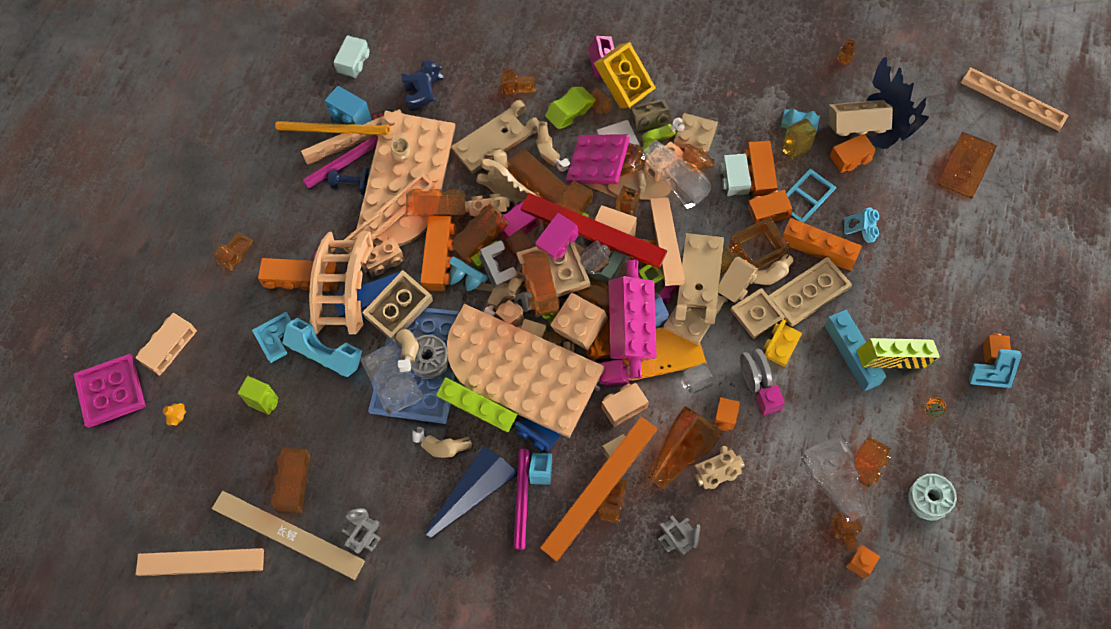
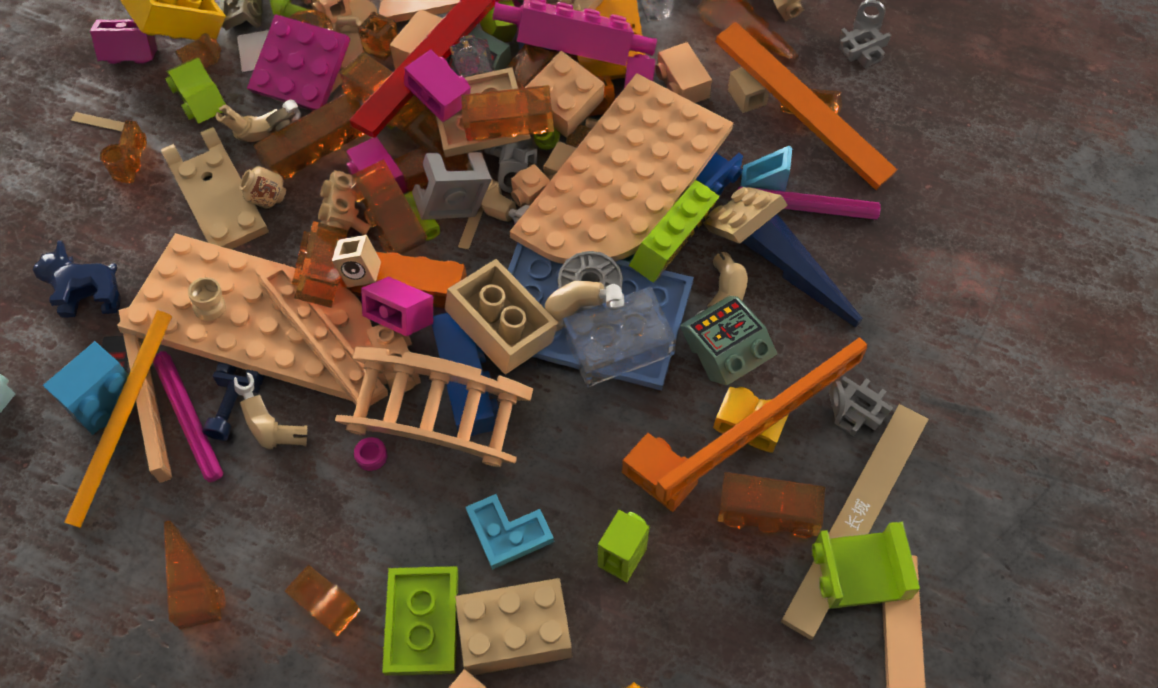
camera: 85 degrees left, 5 degrees down
(216, 346) = (513, 627): none -> tan brick
(223, 301) = (421, 621): none -> lime plate
(243, 187) = (191, 590): none -> clear orange slope
(249, 533) = (866, 567): none -> lime panel
(292, 274) = (395, 494): orange brick -> none
(302, 338) = (569, 418): medium azure arch -> none
(311, 415) = (650, 462): none -> orange brick
(335, 198) = (262, 424): none -> tan arm
(336, 467) = (759, 421): none -> orange tile
(348, 465) = (736, 407): none -> yellow brick
(397, 446) = (728, 340): none -> sand green piece
(404, 249) = (397, 306): none -> dark pink brick
(429, 220) = (356, 261): none -> tan brick
(458, 271) = (455, 232): medium azure tile -> none
(488, 446) = (744, 213): none -> tan plate
(502, 182) = (303, 174): tan animal -> none
(545, 65) = (98, 121): none -> tan sticker
(545, 158) = (279, 120): none -> dark tan plate

